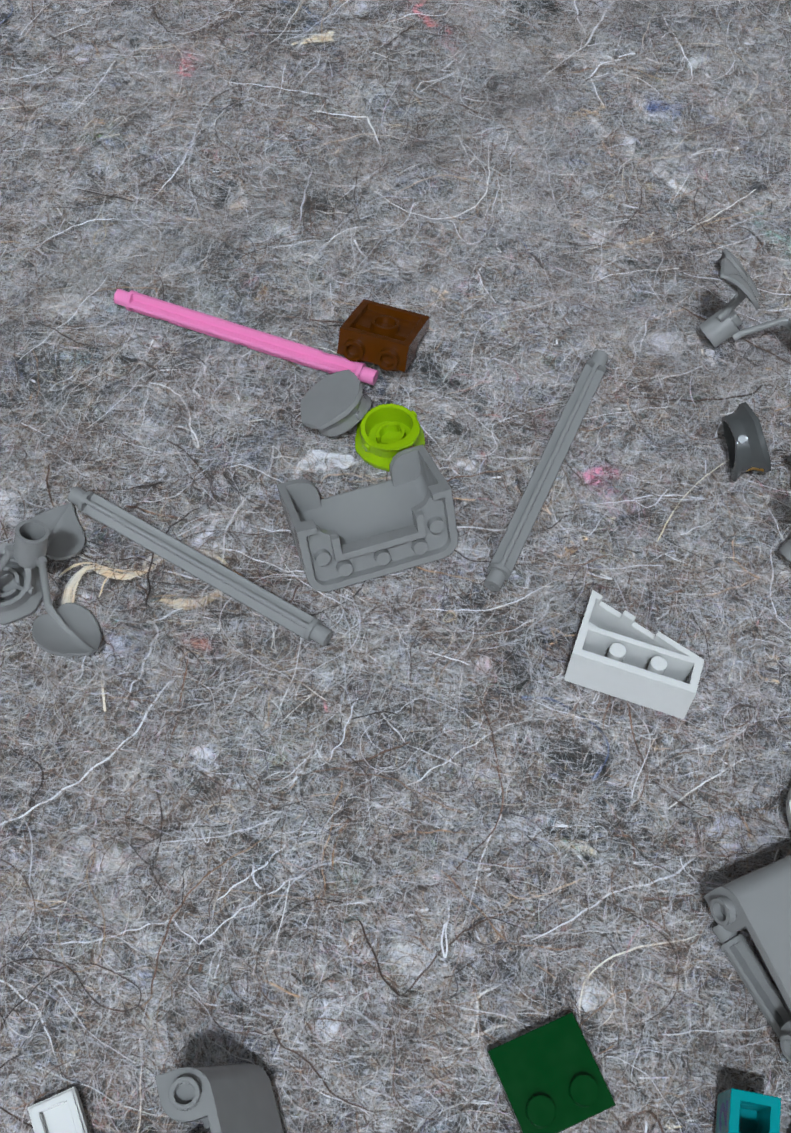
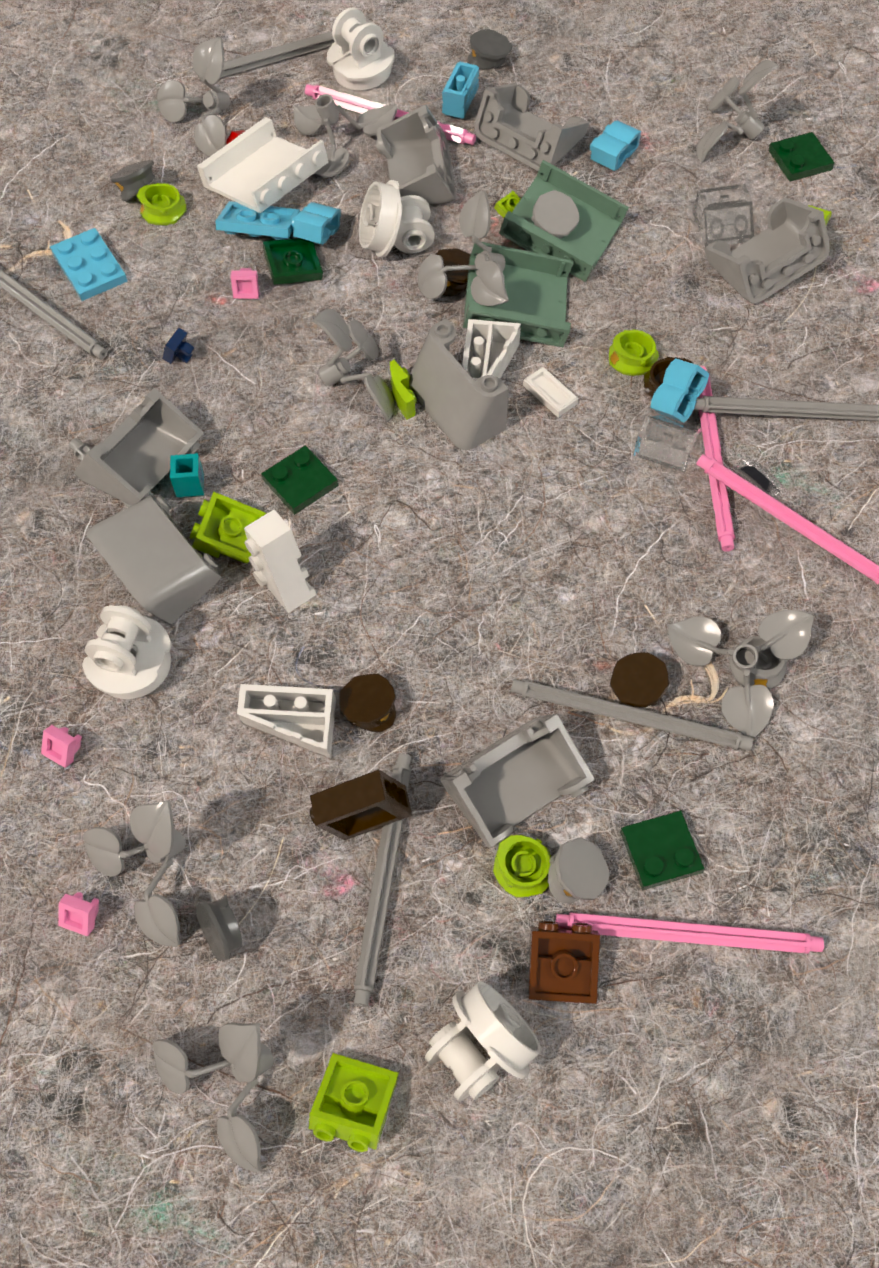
camera: 165 degrees right, 0 degrees up
(165, 593) = (639, 679): none -> dark brown hat
(232, 417) = (661, 850): none -> dark green plate
(485, 277) = (497, 1029): none -> white piece
(524, 657) = (368, 702): none -> dark brown hat
(530, 515) = (360, 805): none -> dark brown window
(618, 882) = (275, 561): none -> white wedge
(625, 276) = (352, 1102): none -> lime plate
(686, 997) = (223, 527): none -> lime plate

